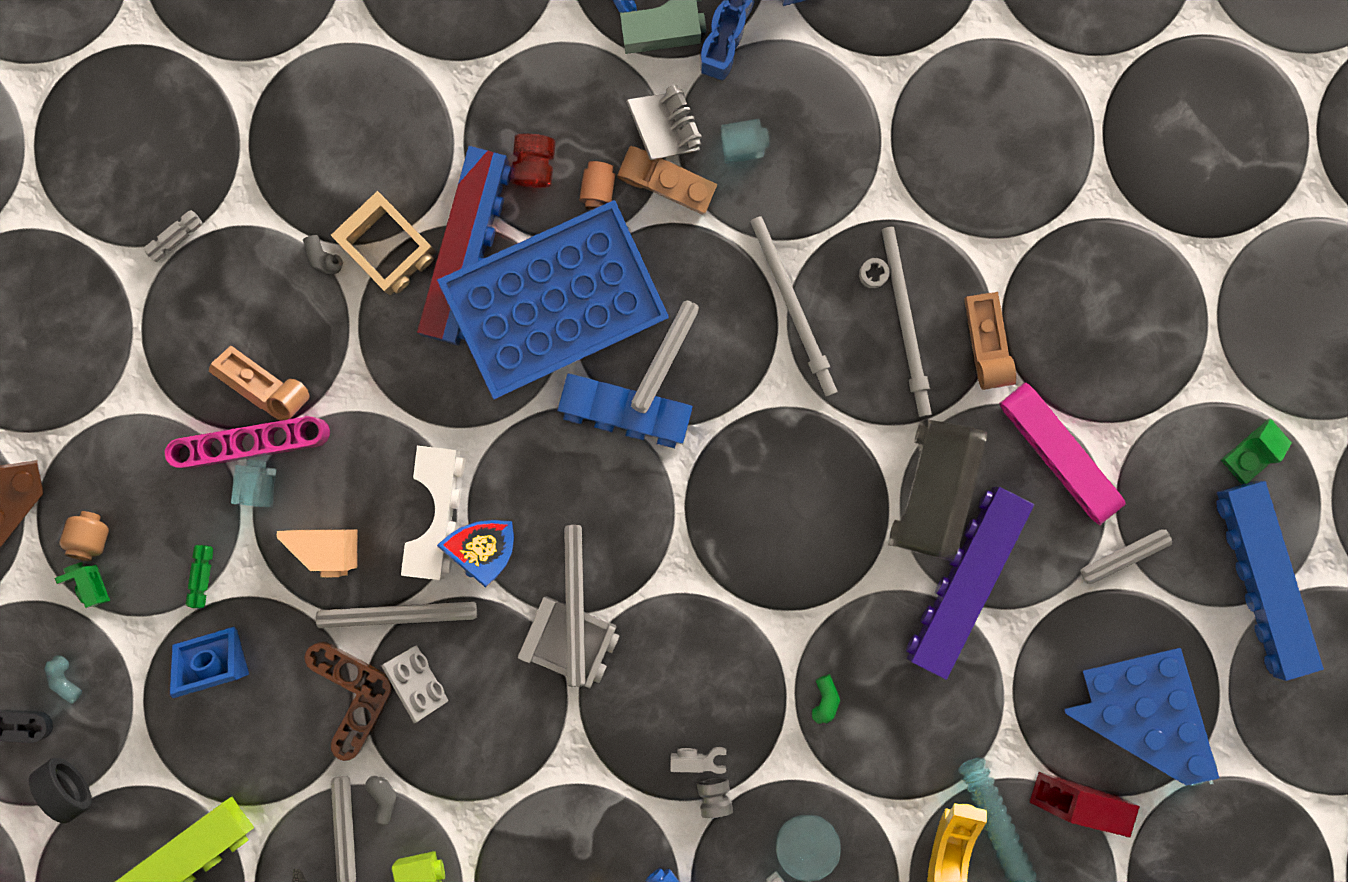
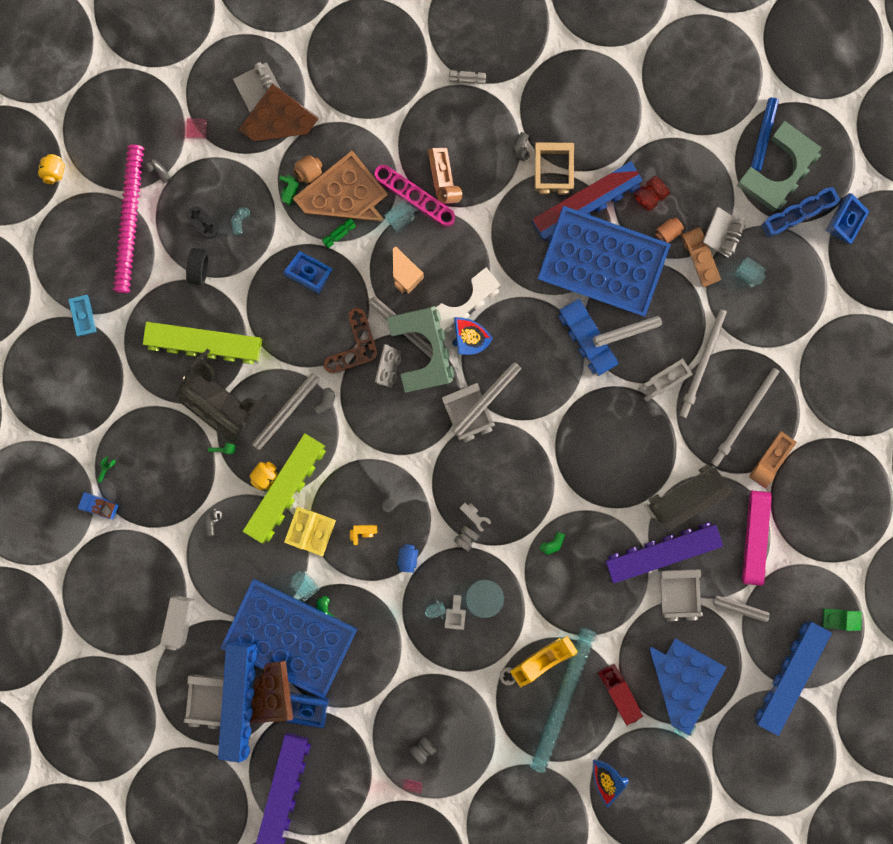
camera: 50 degrees right, 0 degrees up
(156, 521) = (343, 192): none -> medium nougat wing
(412, 586) = (427, 323): none -> sand green arch
(769, 366) = (667, 379): none -> light grey hinge
(867, 266) = (750, 377): light grey bush -> none
(1038, 611) = (680, 594): none -> light grey panel

